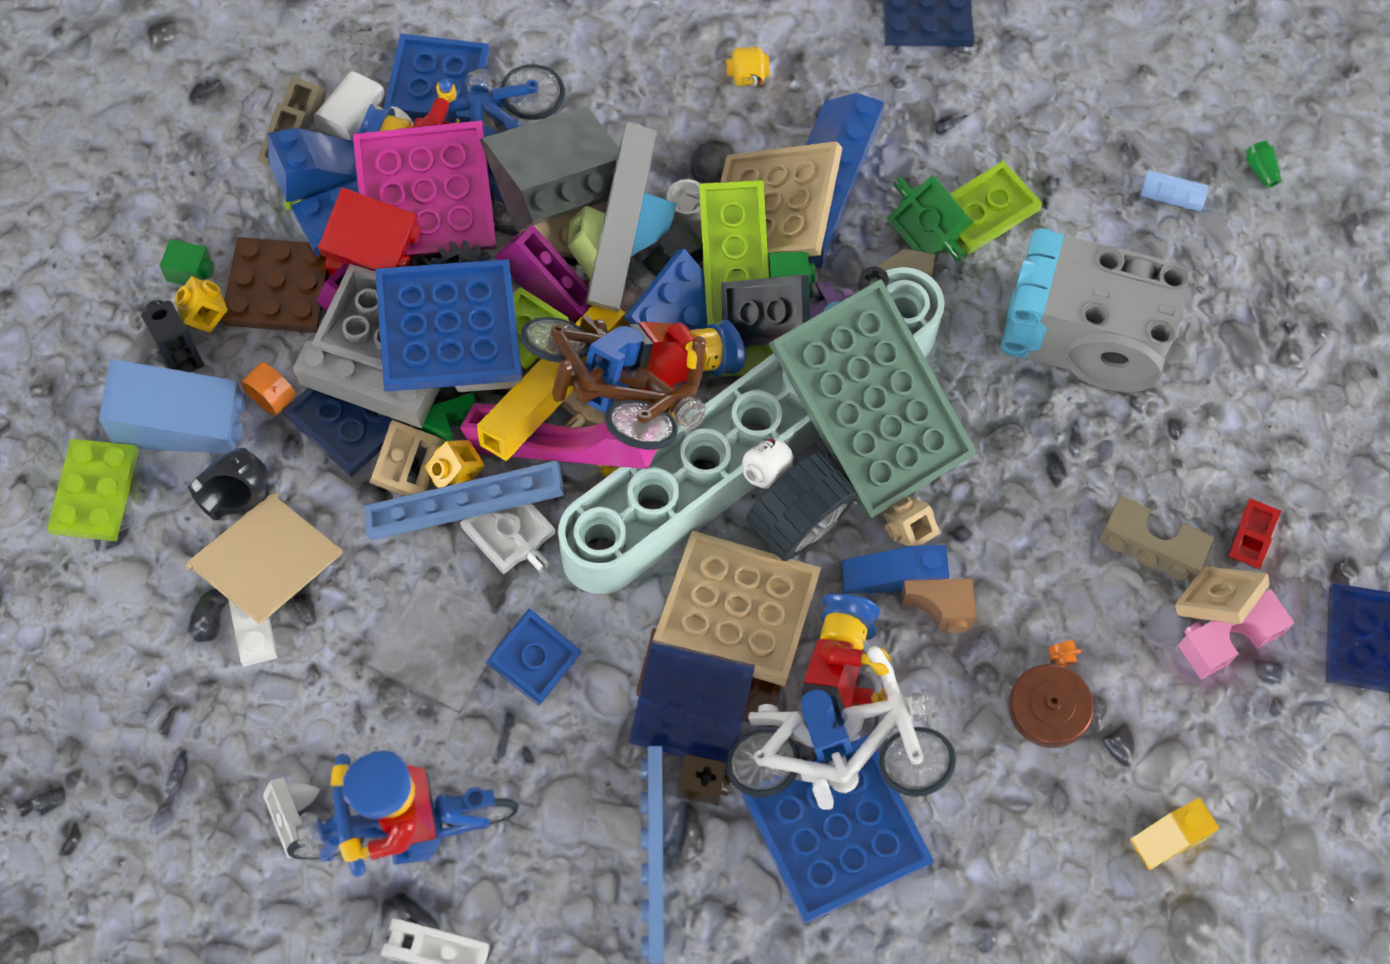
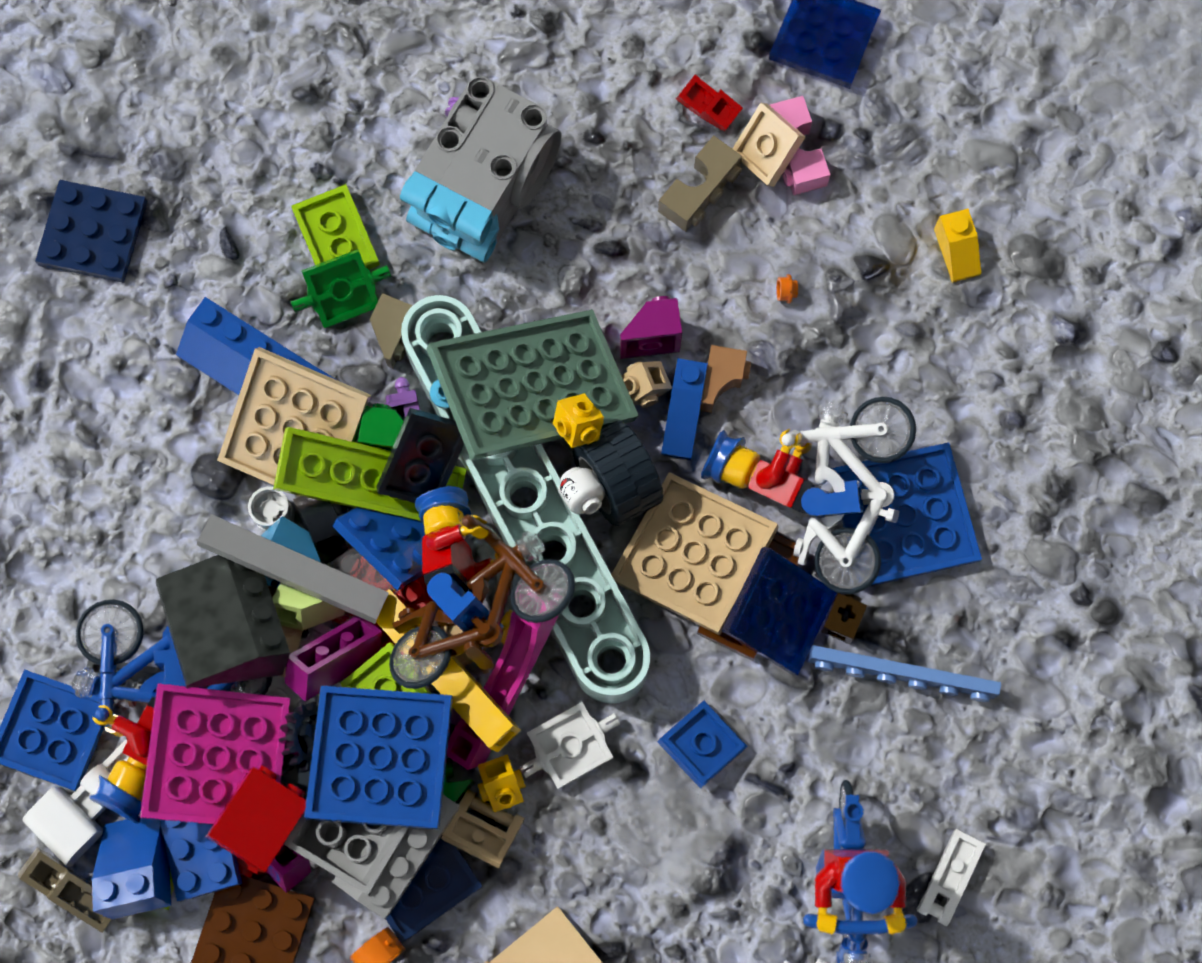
camera: 75 degrees left, 10 degrees up
(464, 500) = (541, 780): medium blue plate -> none
(748, 66) = (119, 417): yellow head -> none
(840, 440) = (578, 420): none -> yellow brick
(870, 272) = (412, 344): black bush -> none
(972, 516) = (653, 330): none -> magenta slope
(1051, 705) = (832, 312): copper wheel -> none
(1174, 190) = (359, 65): light blue axle -> none

